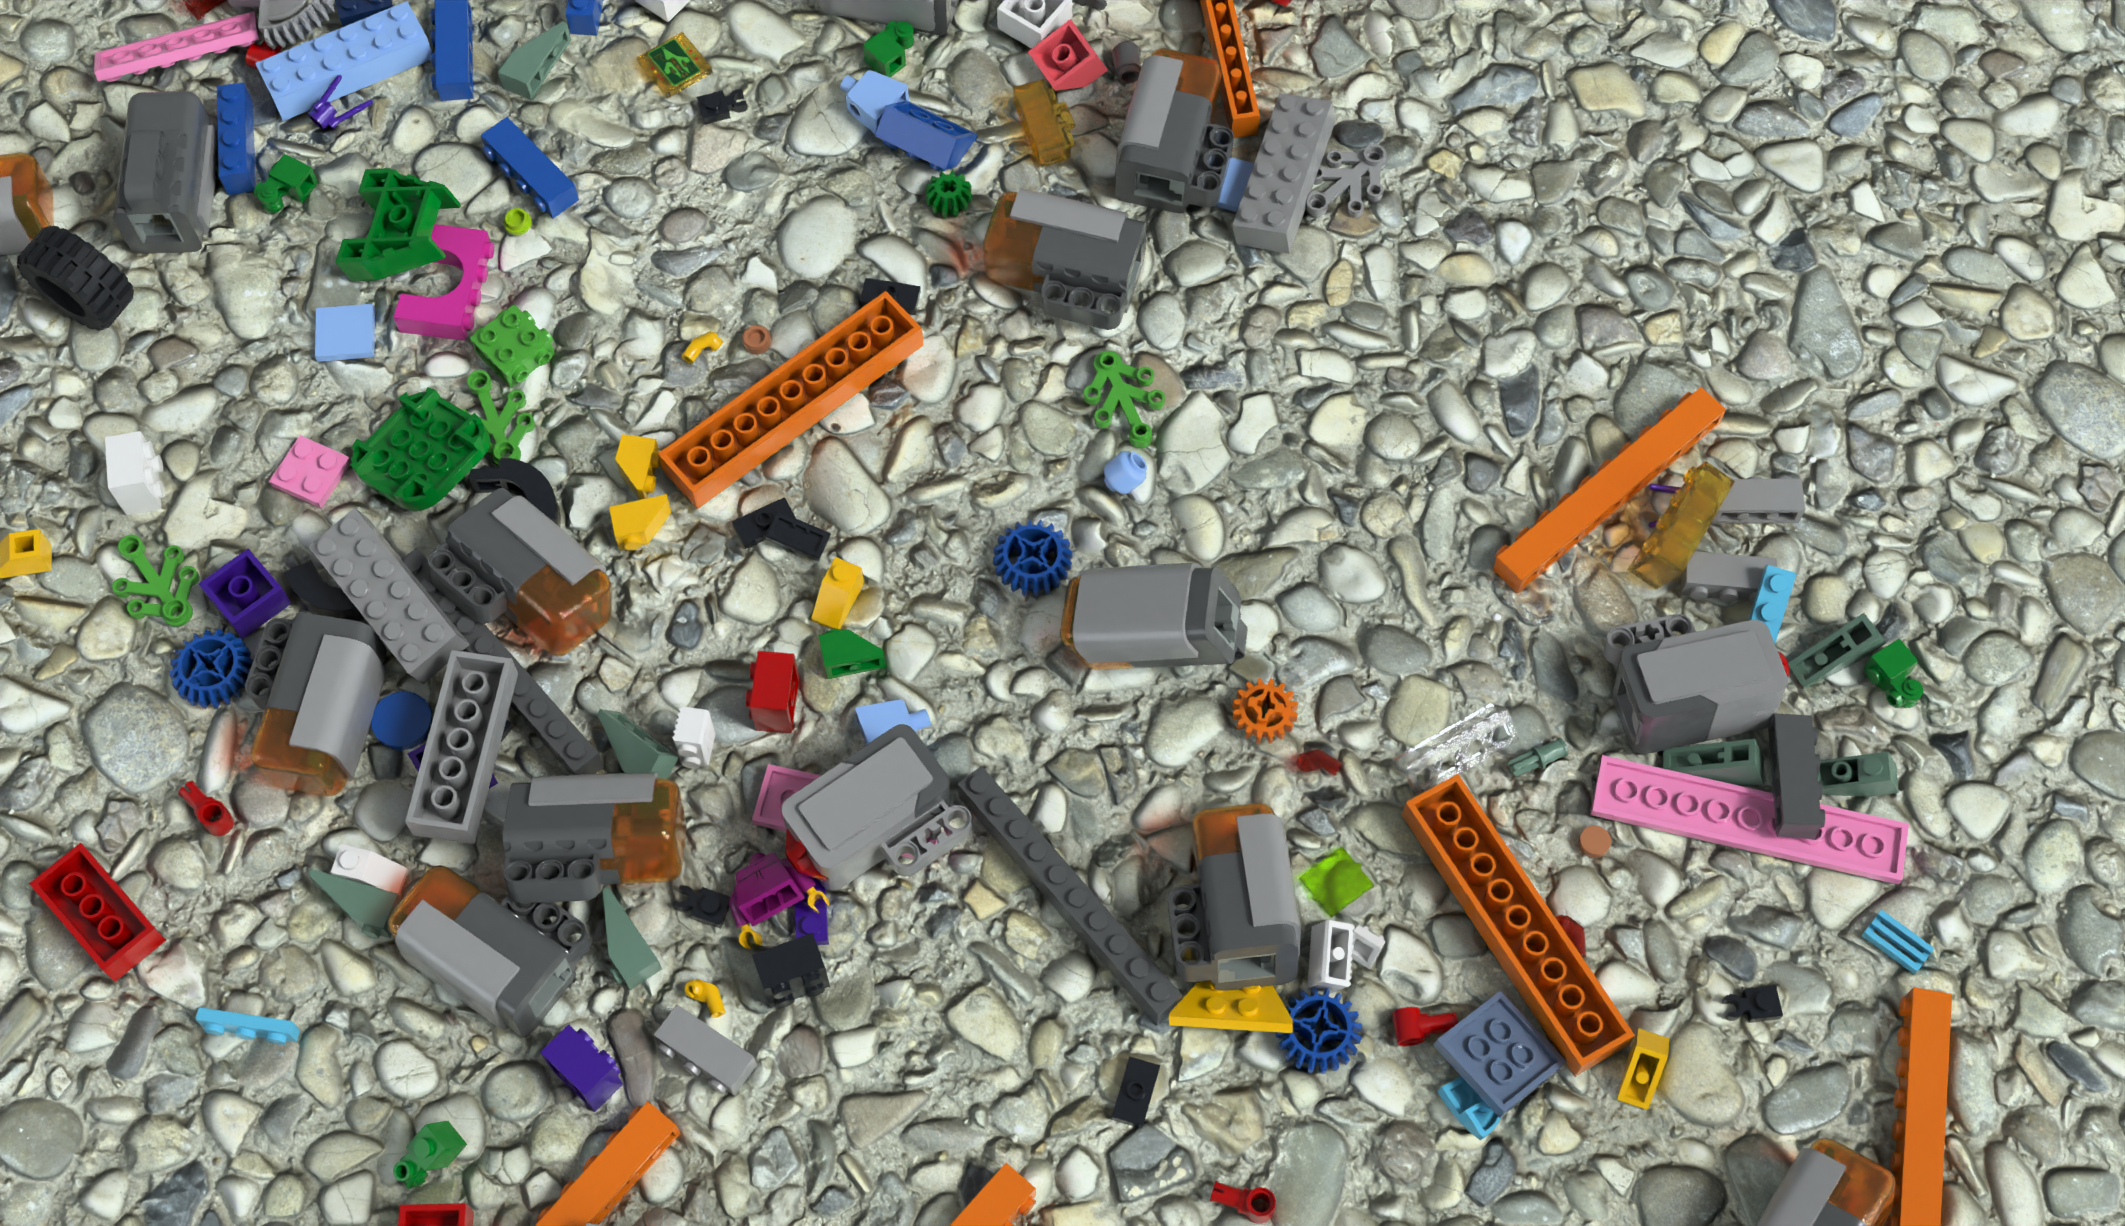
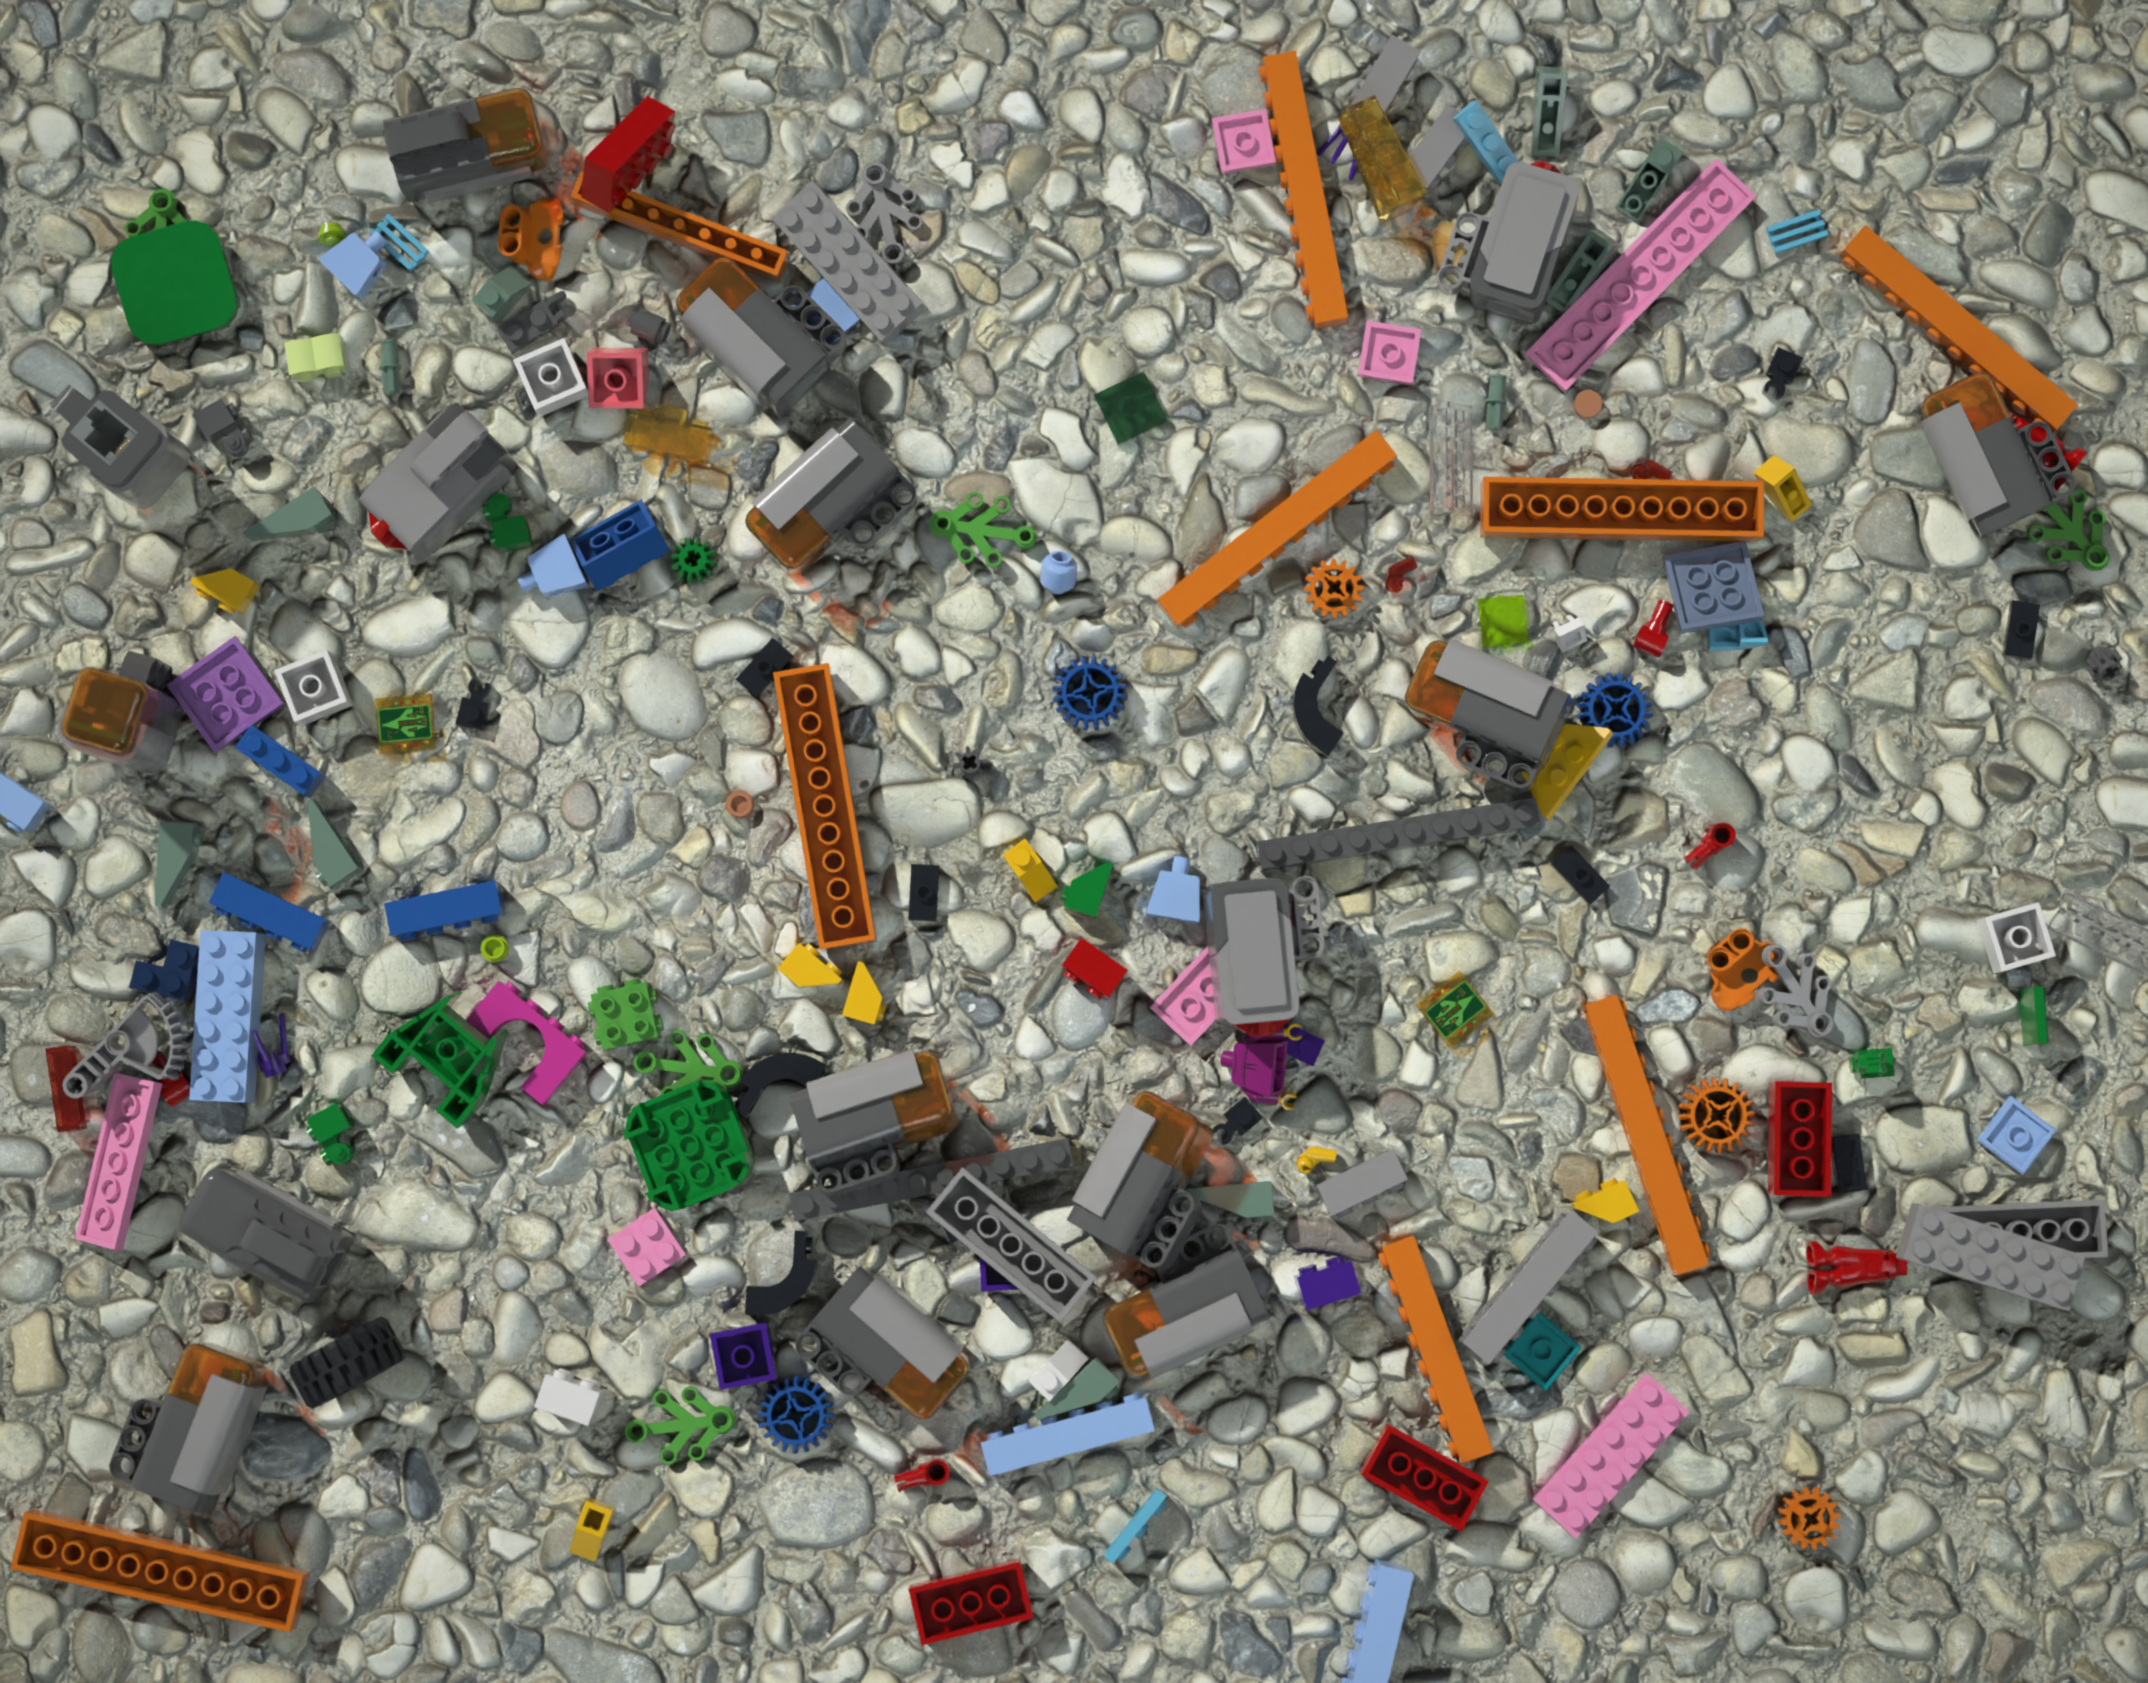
camera: 60 degrees left, 20 degrees up
(236, 138) = (256, 1154): blue brick -> none
(309, 916) = (1067, 1435): none -> light blue brick
(345, 332) = (521, 1152): light blue tile -> none
(388, 595) = (829, 1238): light grey brick -> none
(402, 720) = (933, 1280): blue tile -> none
(429, 1150) = (1324, 1434): green brick -> none
(635, 747) = (1077, 1105): sand green slope -> none
(694, 737) = (1097, 1055): white brick -> none
(699, 343) = (716, 854): yellow arm -> none
(791, 971) = (1341, 1083): black brick -> none
(797, 536) = (955, 872): black plate -> none
(907, 502) = (969, 755): none -> dark grey gear
(930, 1046) = (1454, 1009): none -> tile
(1136, 748) = (1308, 720): none -> black arch
(1153, 617) = (1221, 636): light grey piece -> none
(1314, 457) = (1130, 408): none -> clear green tile
(1330, 956) = (1566, 666): white brick -> none
(1336, 649) = (1277, 529): none -> orange brick
(1516, 640) = (1389, 353): none -> bright pink plate
(1615, 417) = (1243, 141): none -> bright pink plate
(1795, 776) = (1633, 218): dark grey brick -> none
(1889, 671) = (1586, 81): green brick -> none

